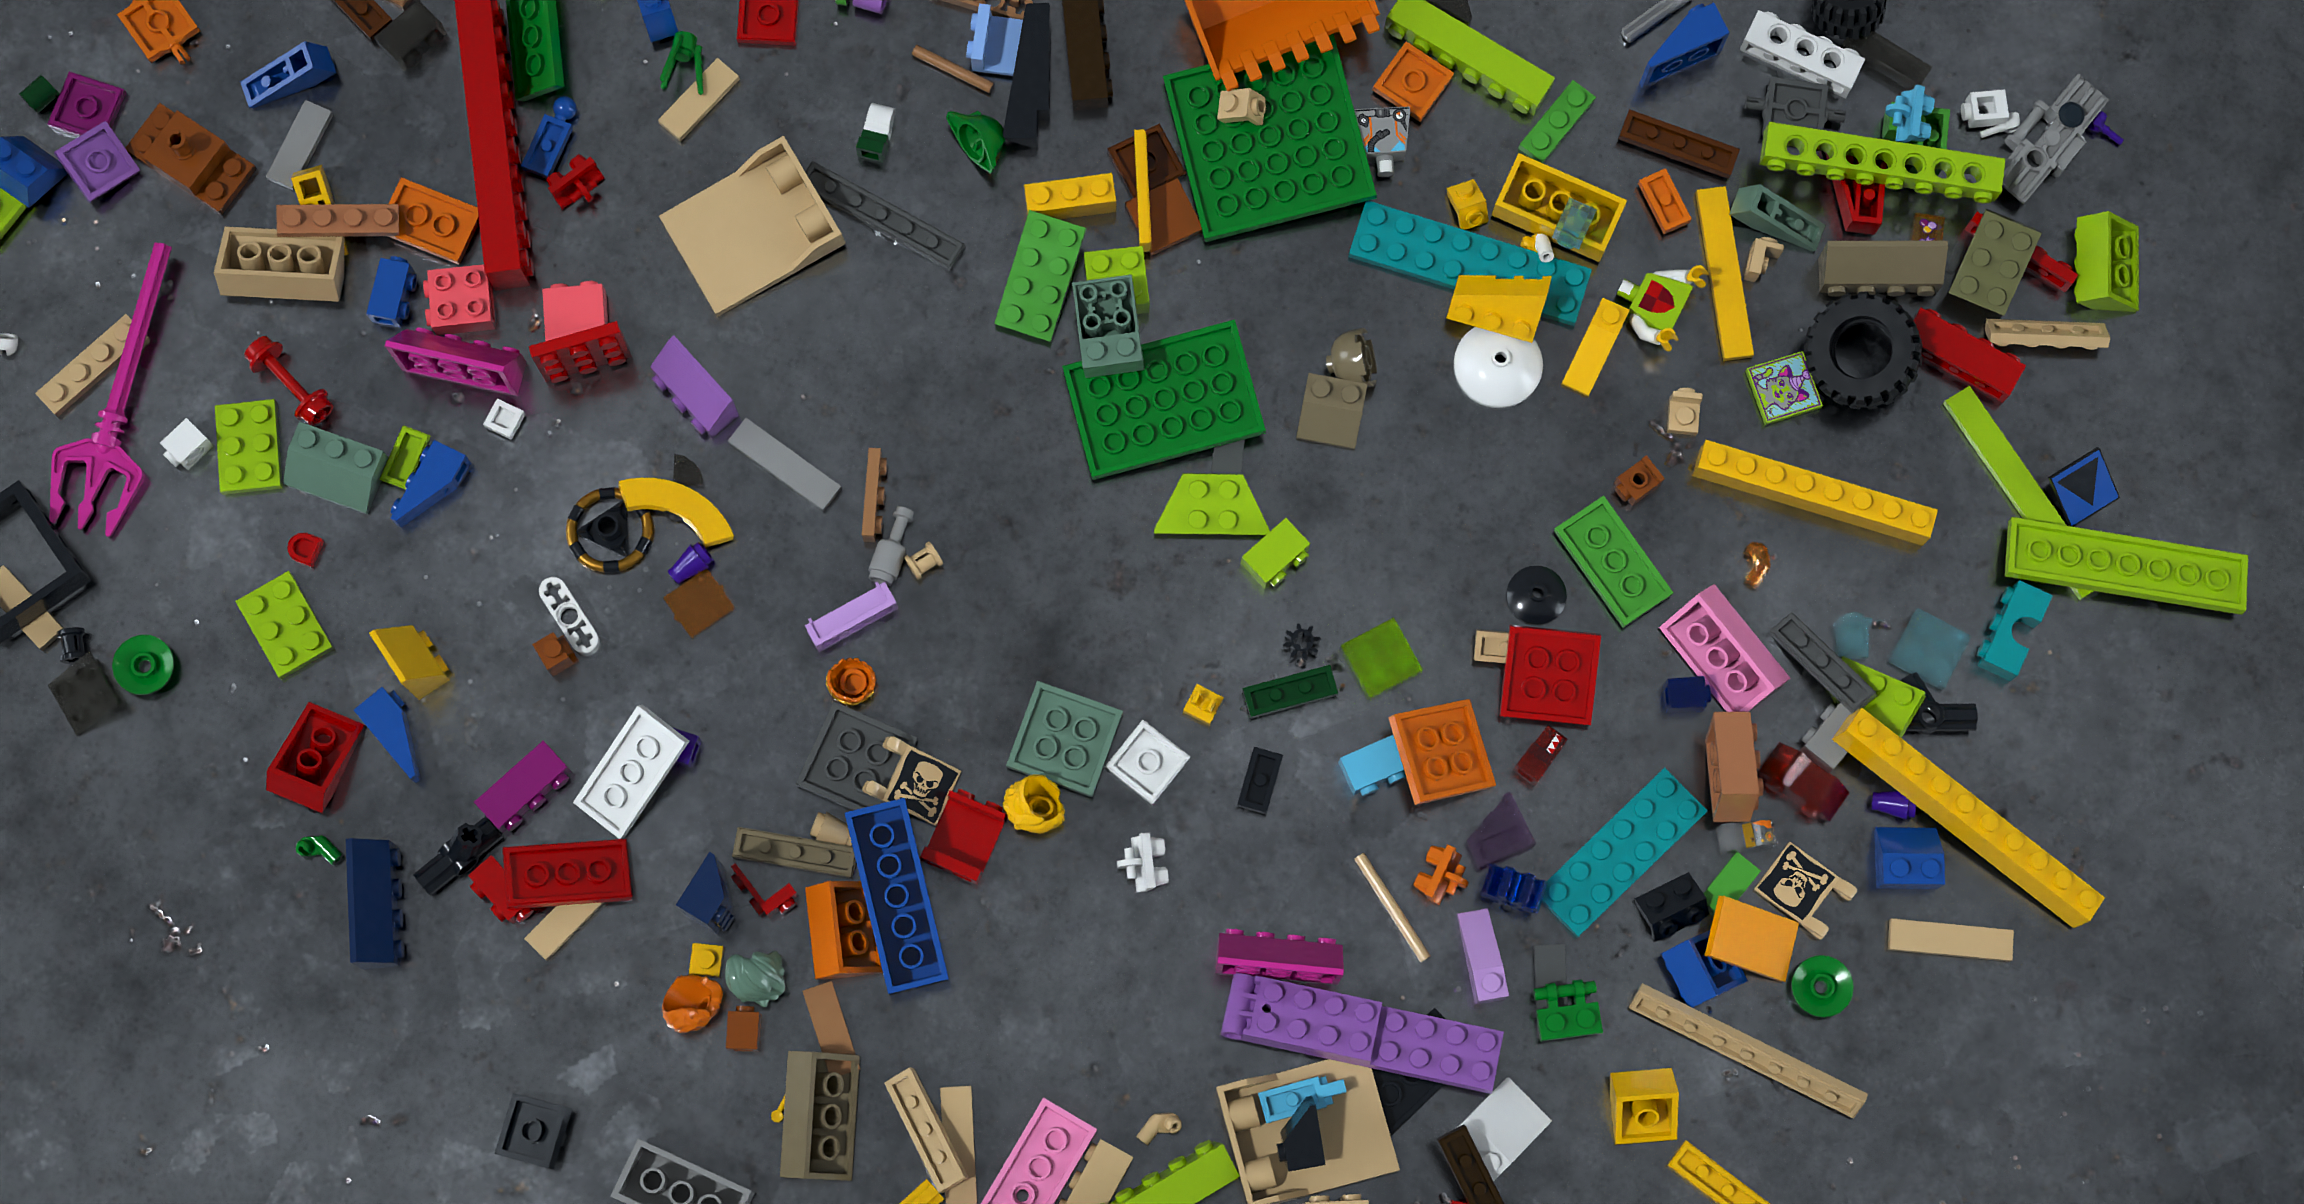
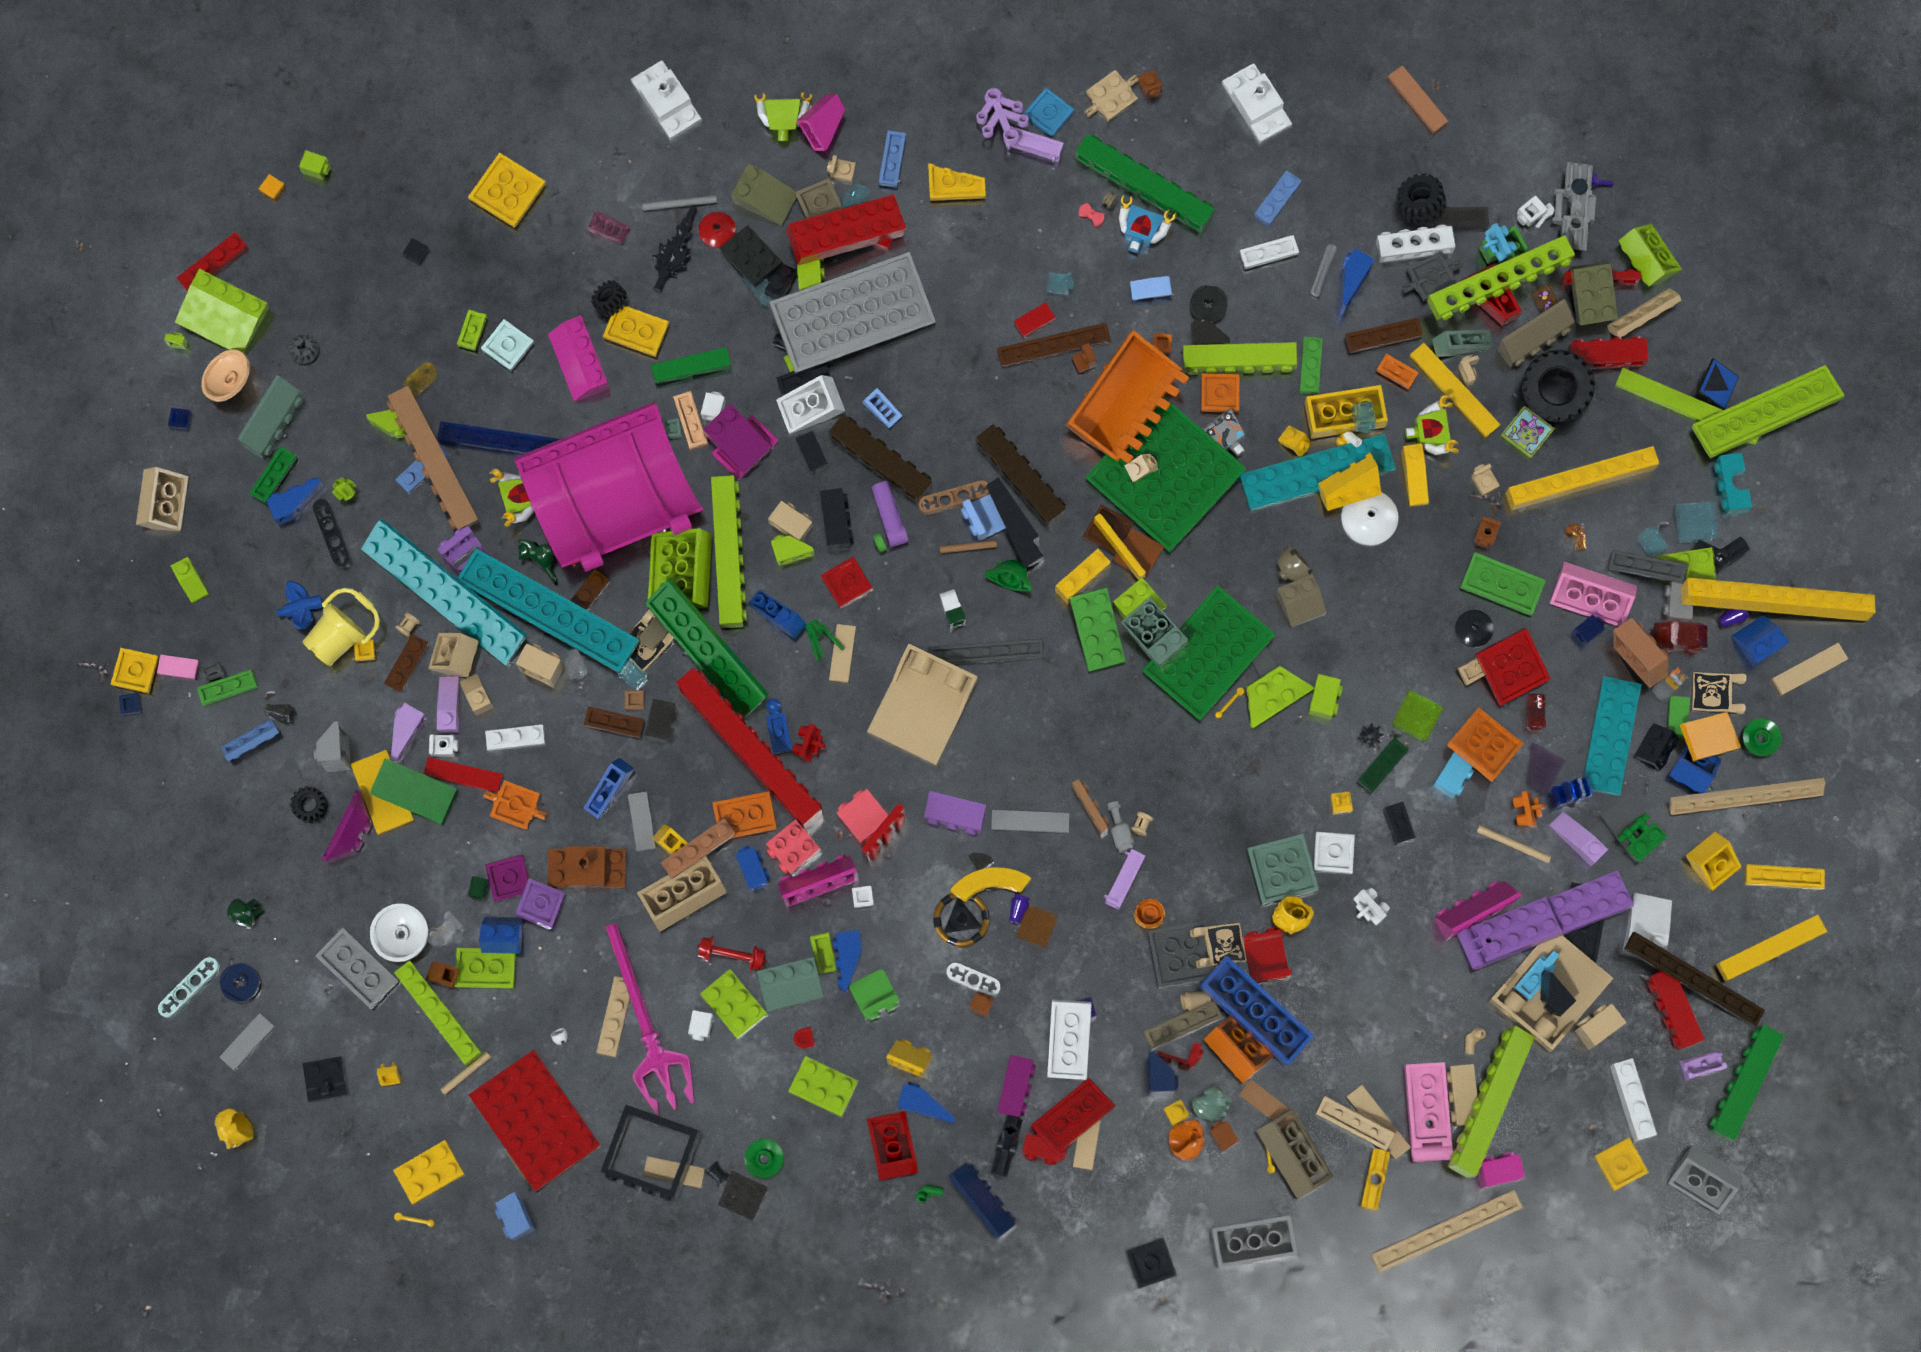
camera: 30 degrees left, 0 degrees up
(429, 552) = (874, 994): none -> bright green bracket
(1172, 477) = (1240, 691): none -> yellow hinge

